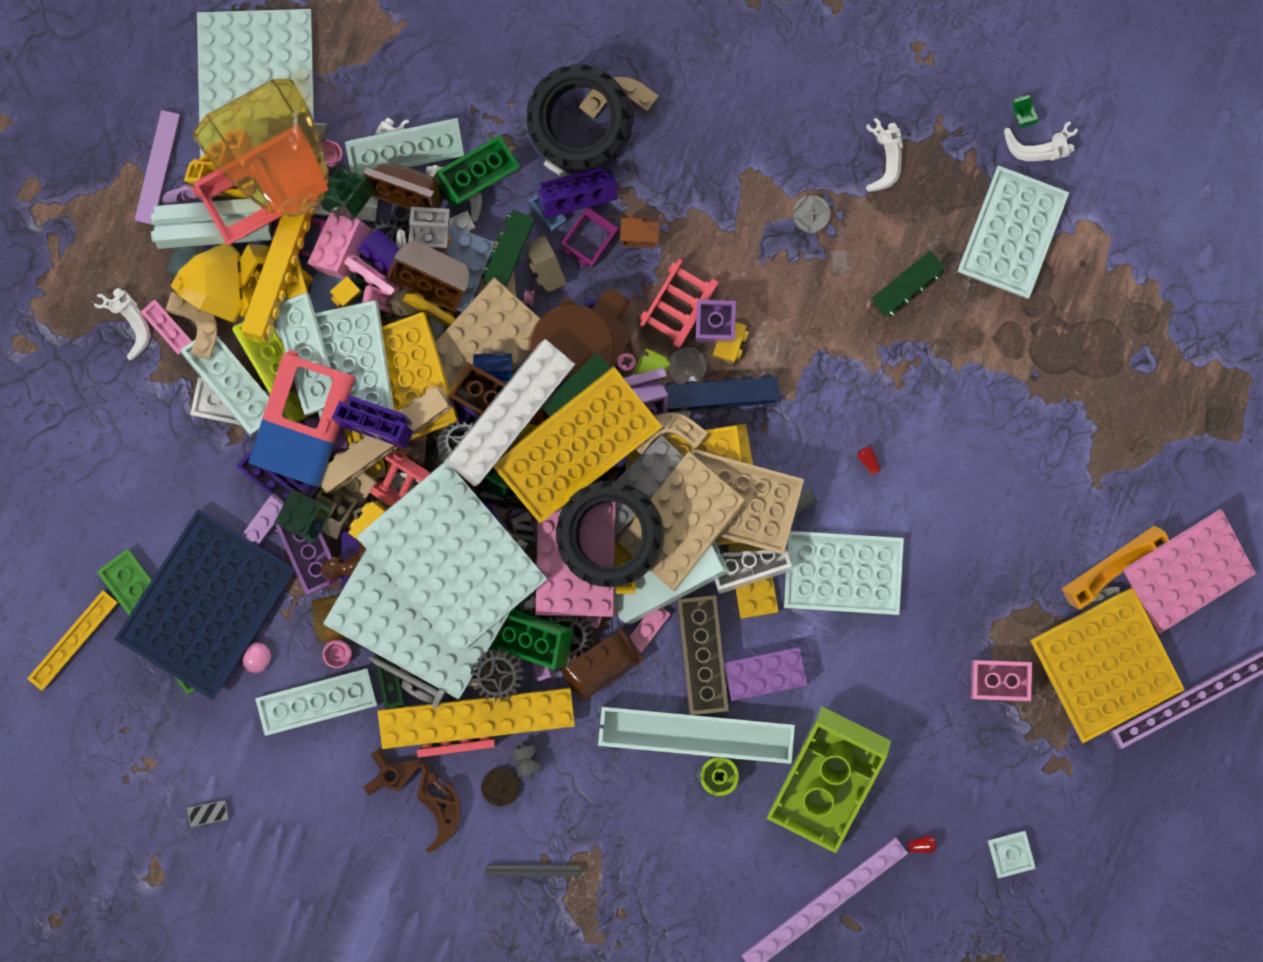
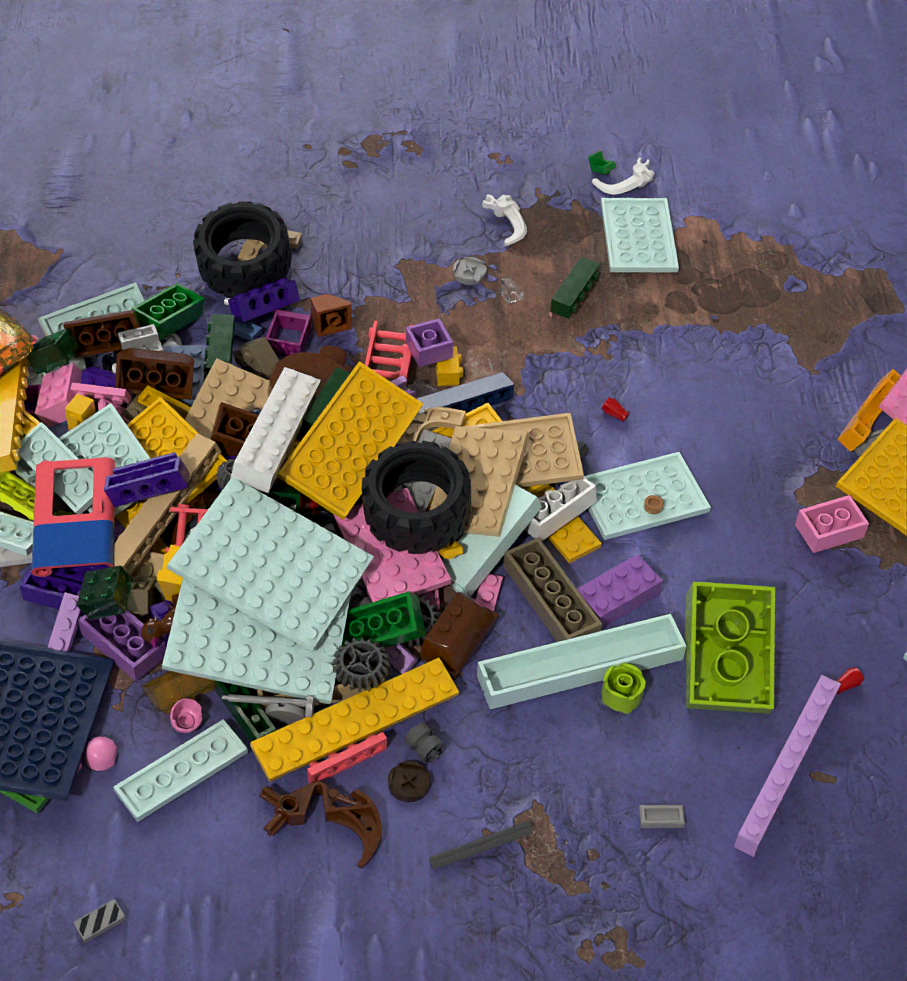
camera: 25 degrees left, 35 degrees down
(694, 904) = (661, 816): none -> light grey tile
(845, 592) = (653, 504): none -> medium nougat tile

